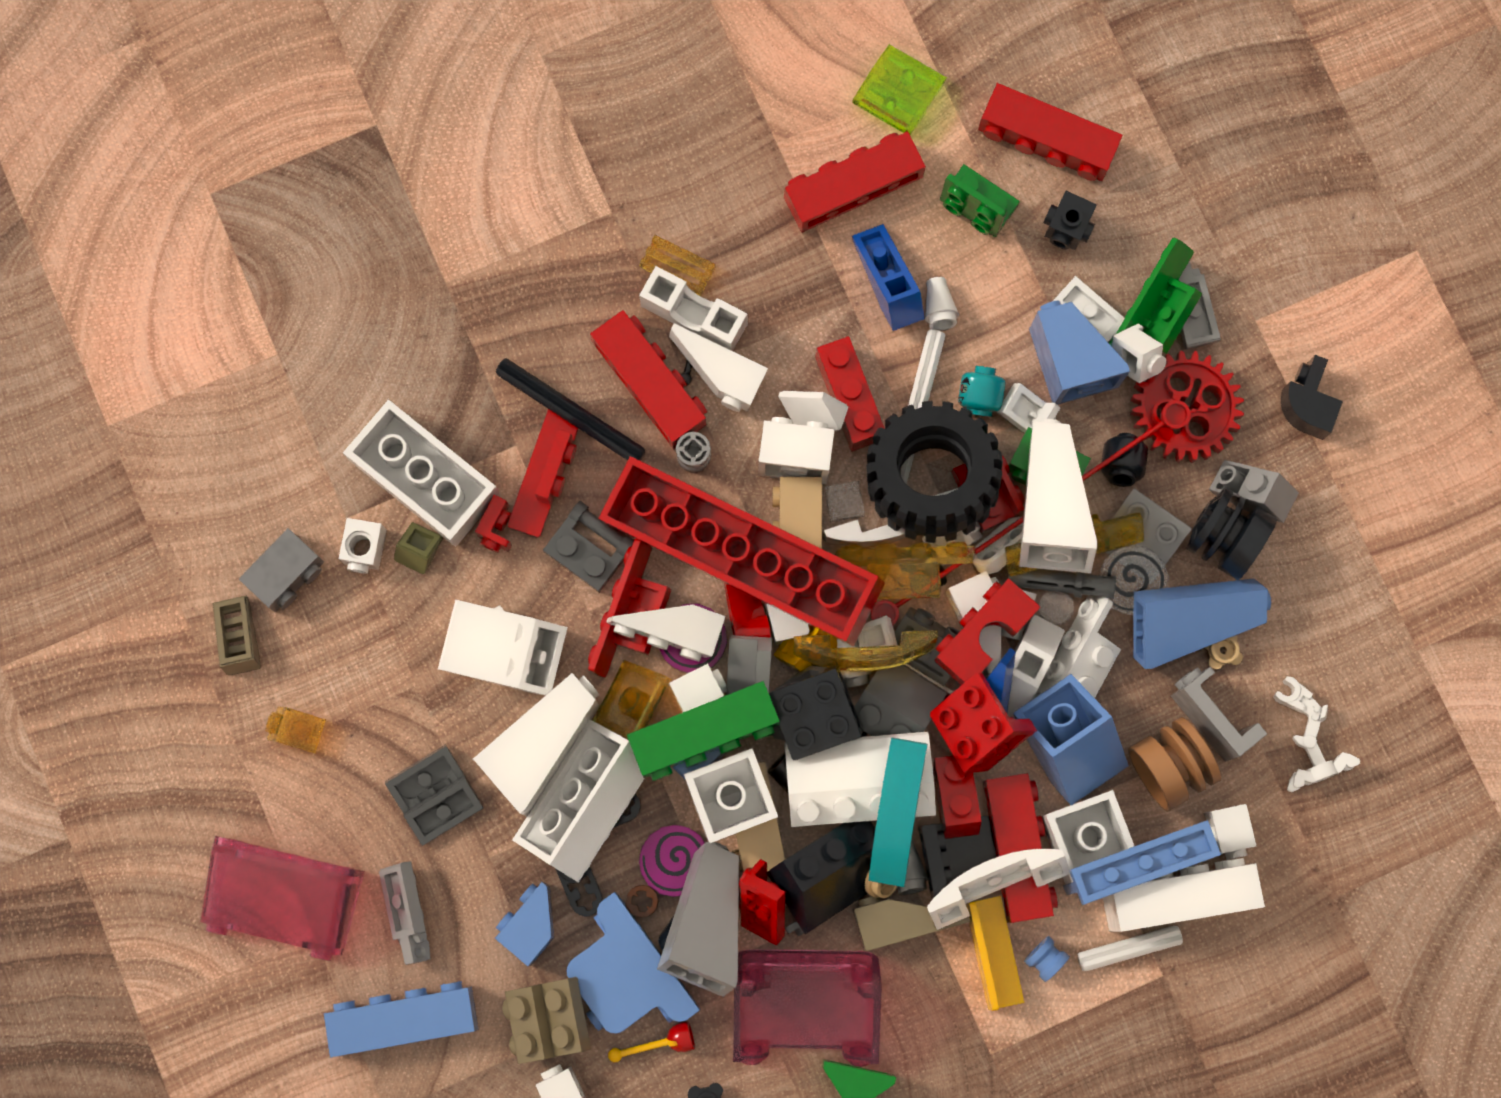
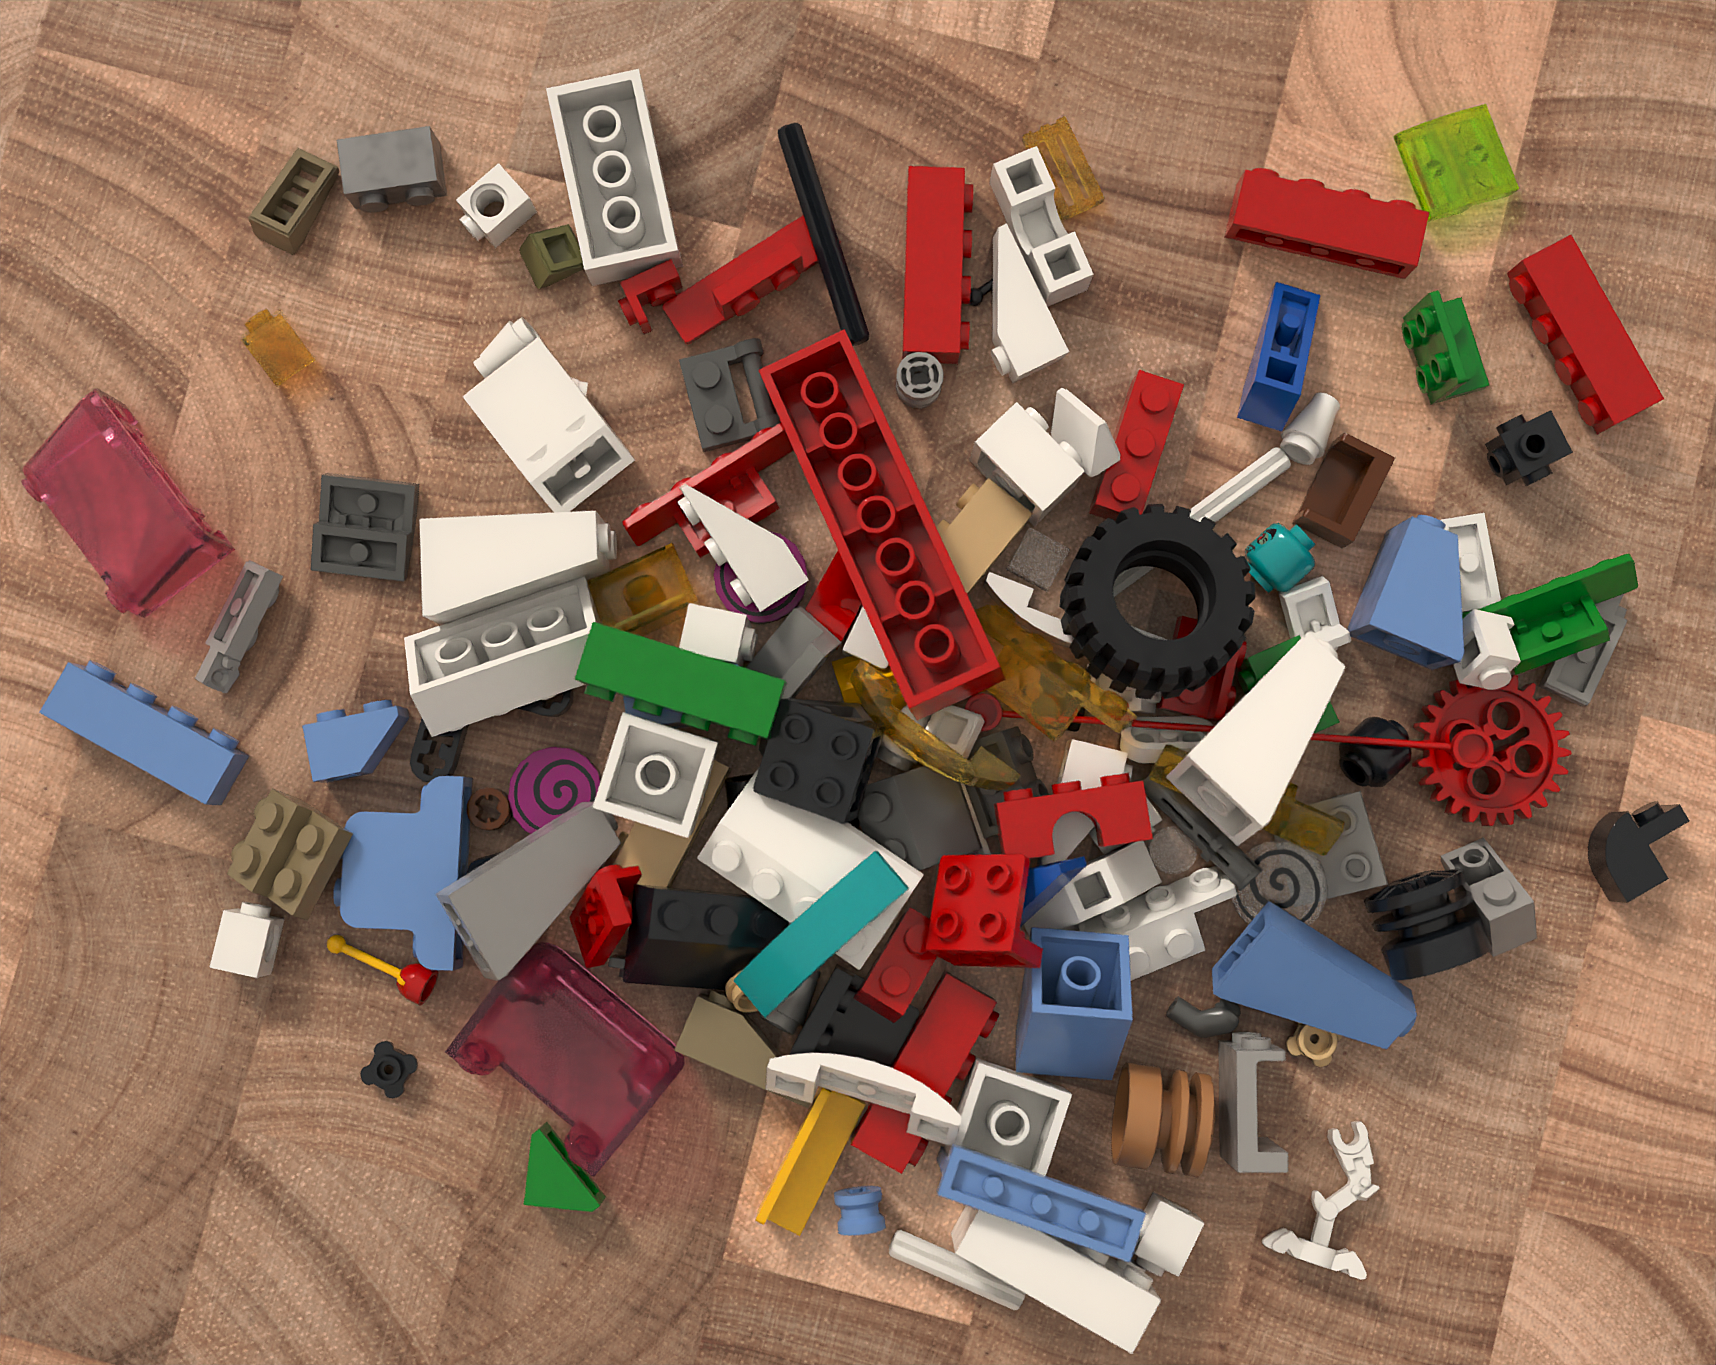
camera: 40 degrees right, 5 degrees up
(436, 623) = (505, 345): none -> white cone
(986, 325) = (1343, 490): none -> reddish brown panel
(1154, 692) = (1208, 1022): none -> dark grey arm

